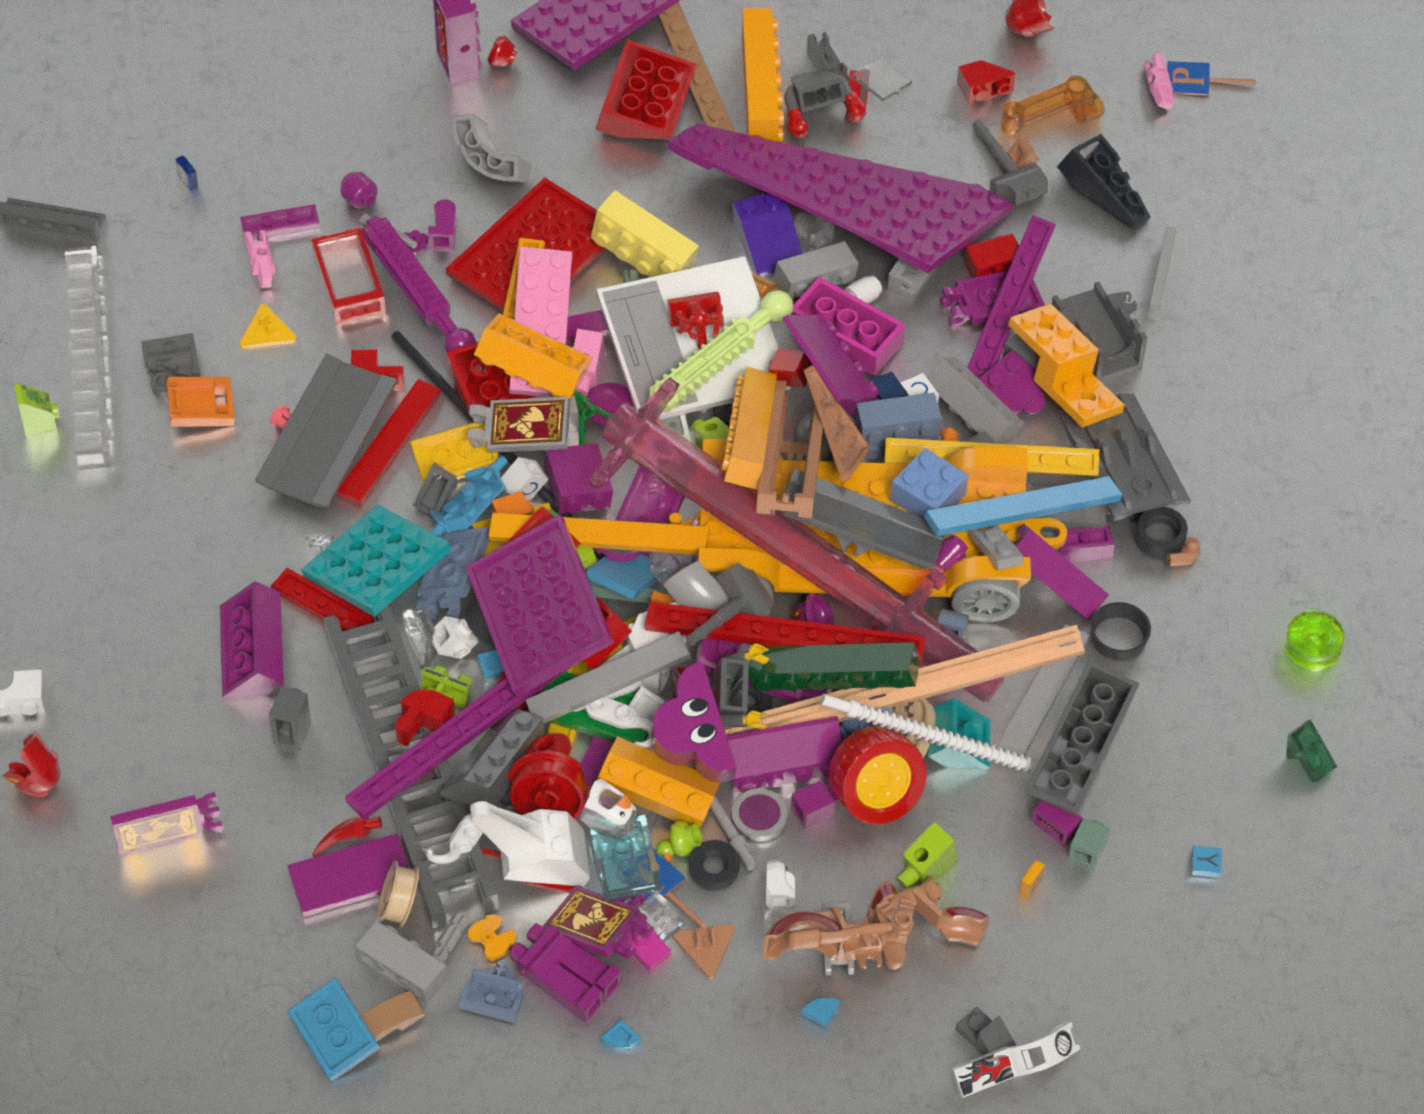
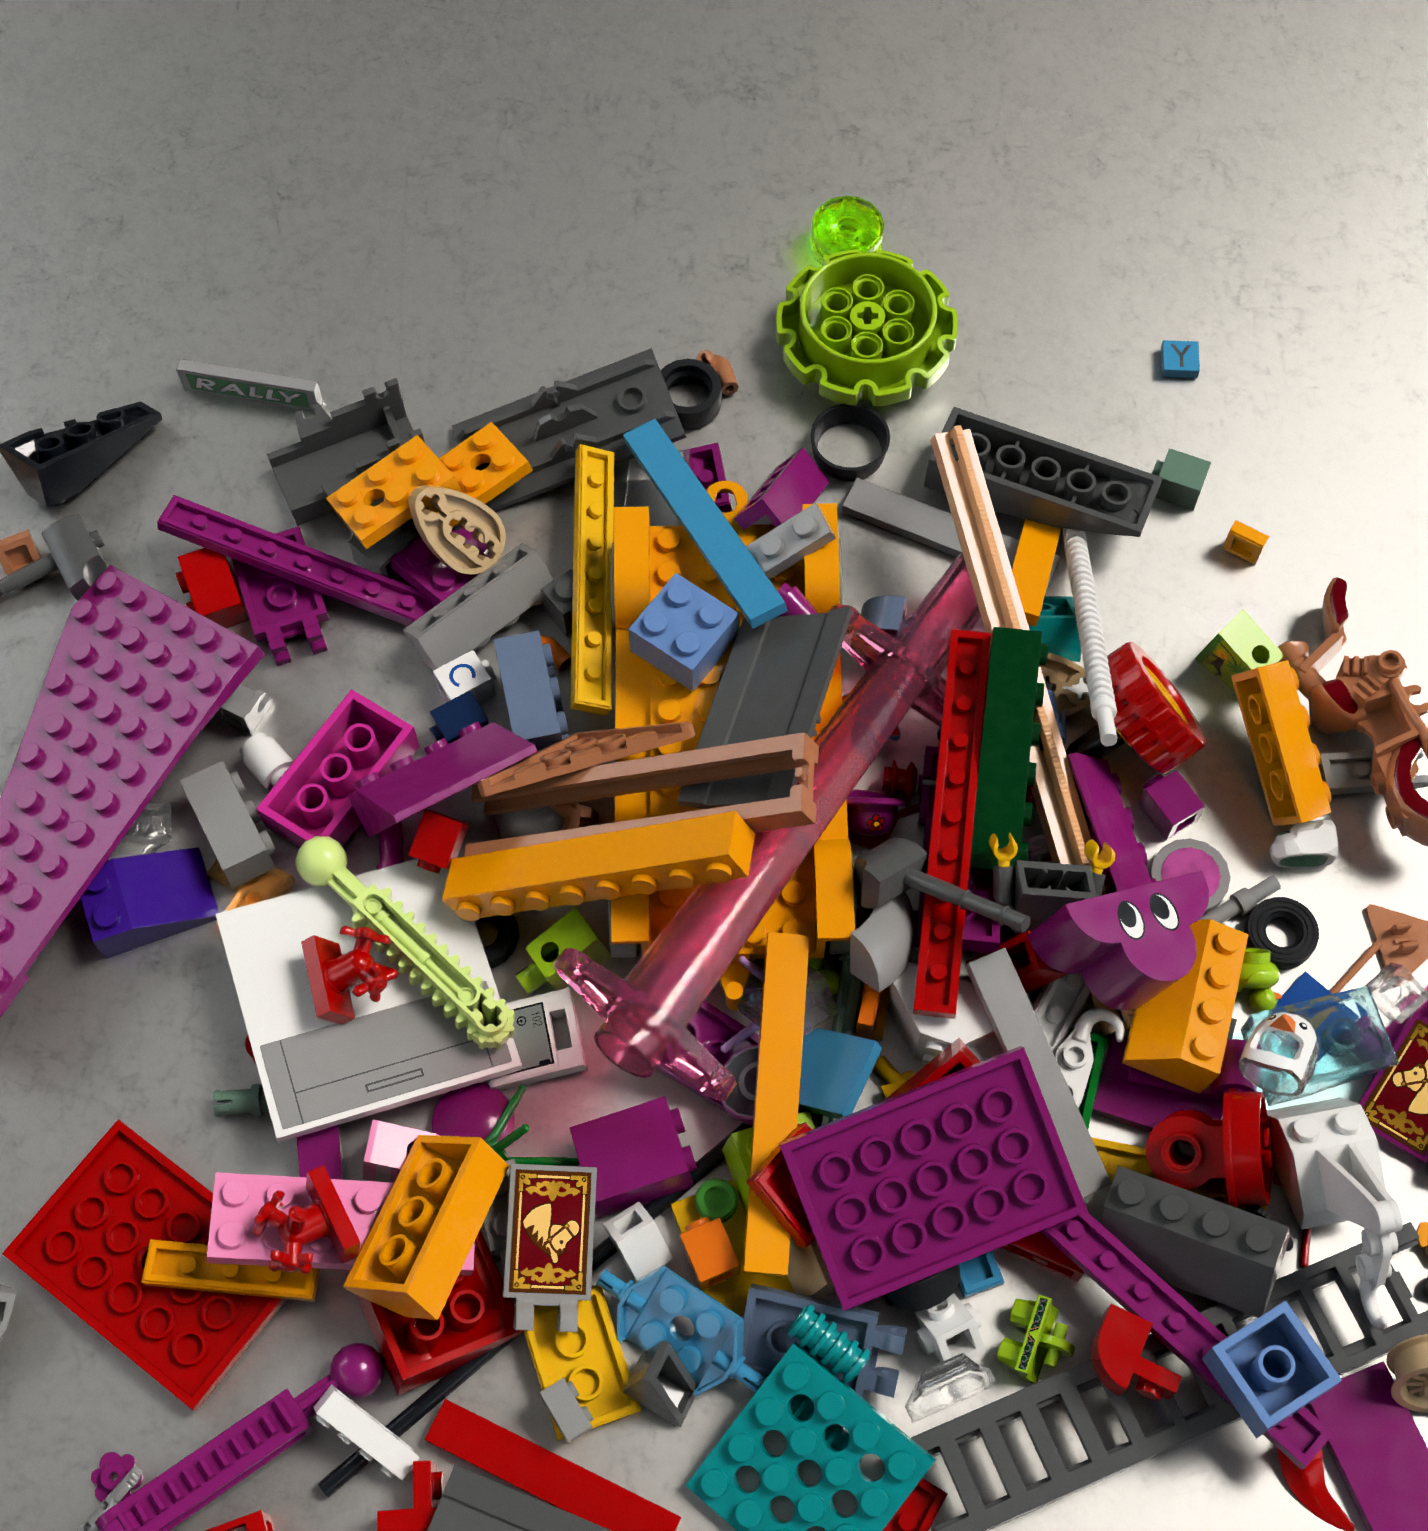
camera: 90 degrees left, 10 degrees up
(402, 770) = (1271, 1369): none -> medium blue brick
(423, 344) = (366, 1432): none -> white piece
(425, 439) = (565, 1409): none -> light grey piece
(444, 233) = (92, 1418): magenta leg -> none
(448, 562) = (828, 1343): none -> teal piece
(537, 299) = (303, 1226): none -> red piece
(641, 238) = (170, 1073): light yellow brick -> none
(847, 859) = (1282, 743): none -> light orange slope
(997, 723) = (1033, 566): none -> light orange tile
(1038, 367) = (448, 545): none -> tan piece
(1056, 822) = (1161, 514): magenta piece -> none
(1218, 640) = (866, 327): none -> lime piece
(1310, 750) = (1013, 242): clear green slope -> none

